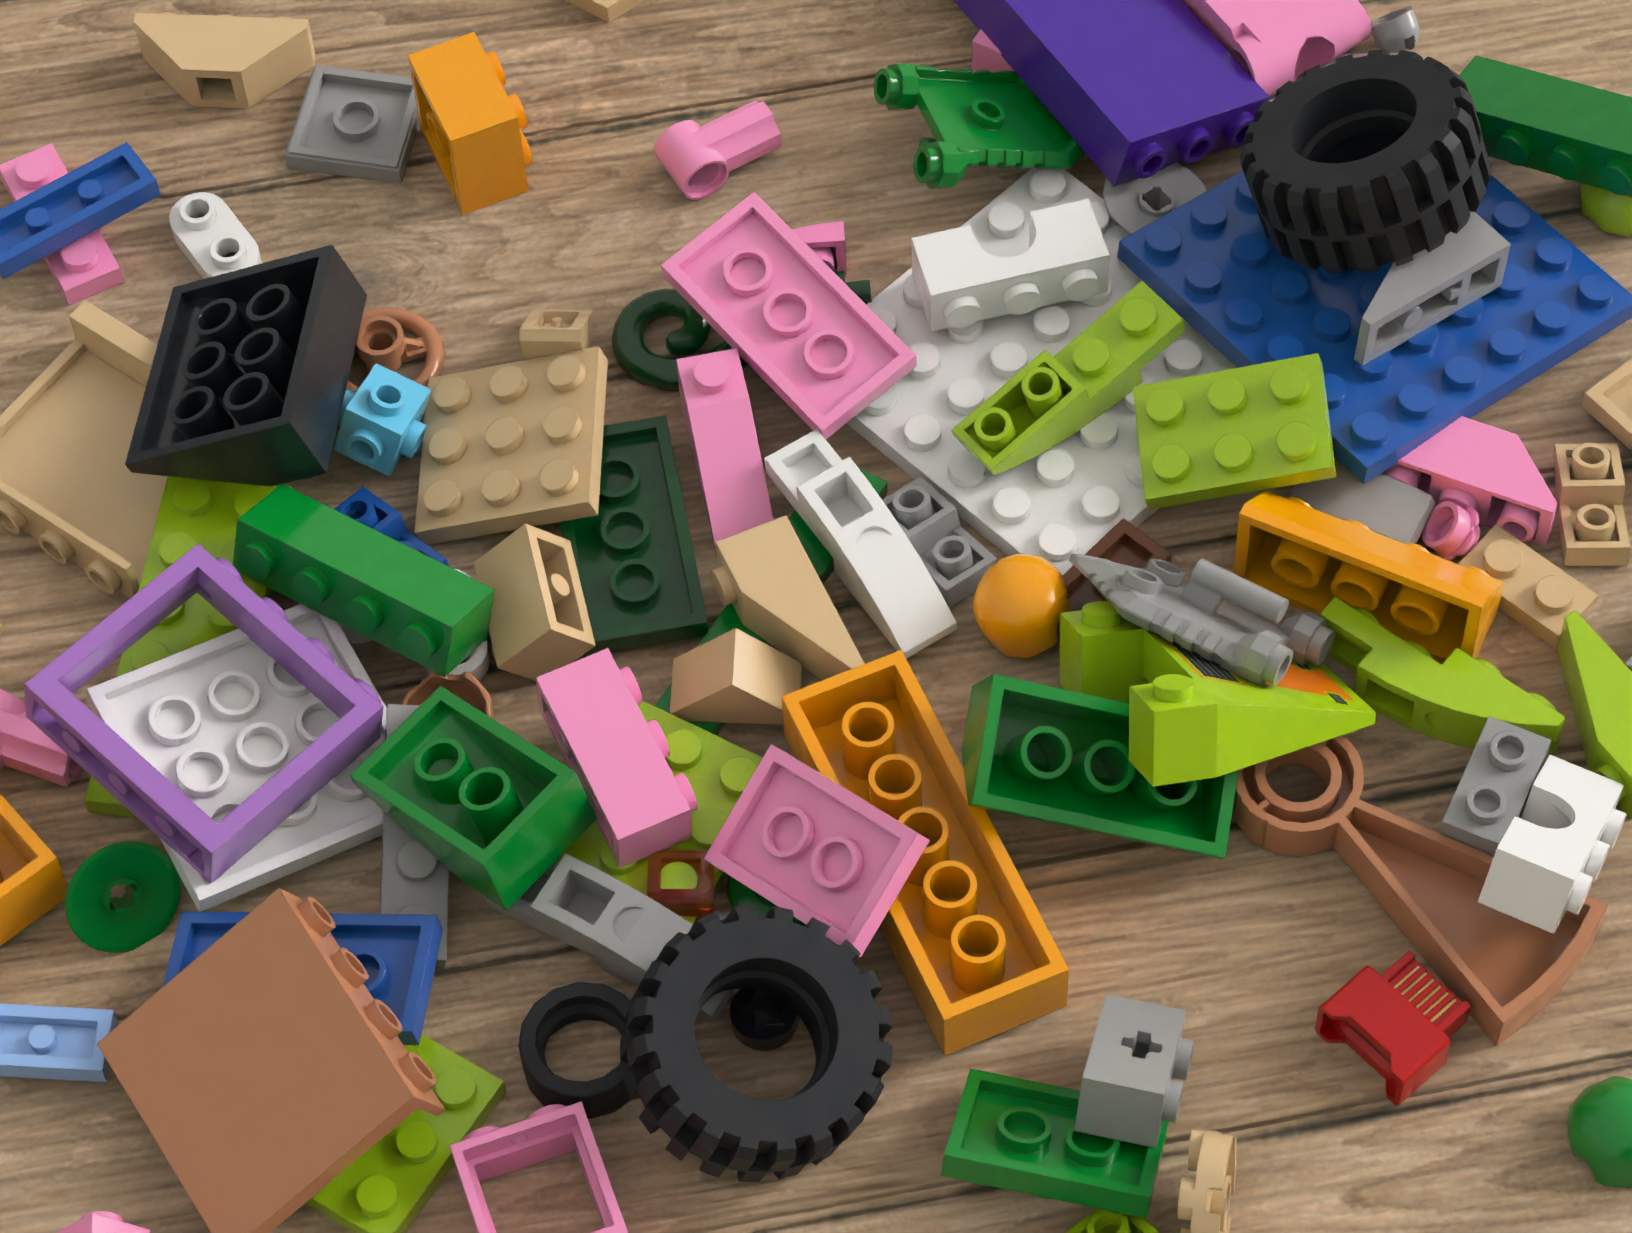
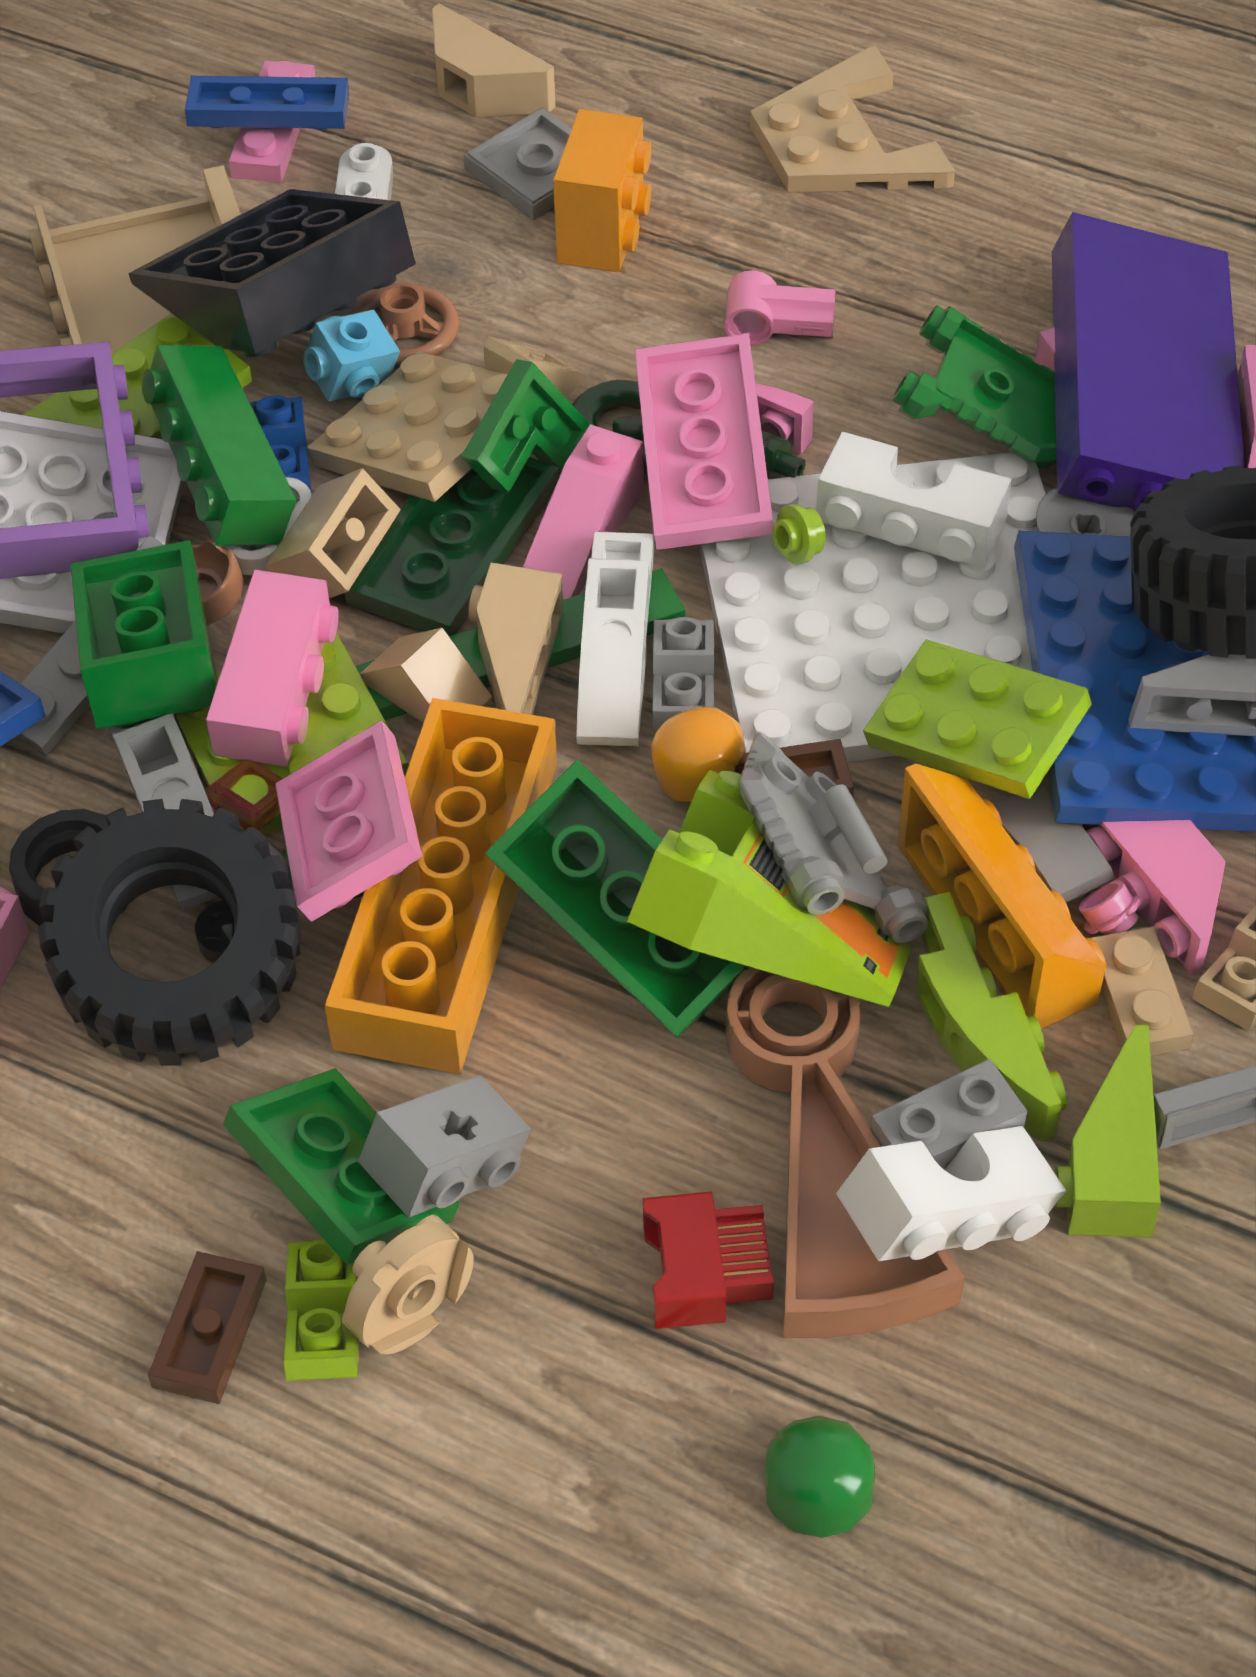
camera: 35 degrees right, 5 degrees down
(625, 392) = (523, 419): none -> green plate
(942, 353) = (799, 533): none -> lime plate
(1074, 387) = (862, 616): lime slope -> none

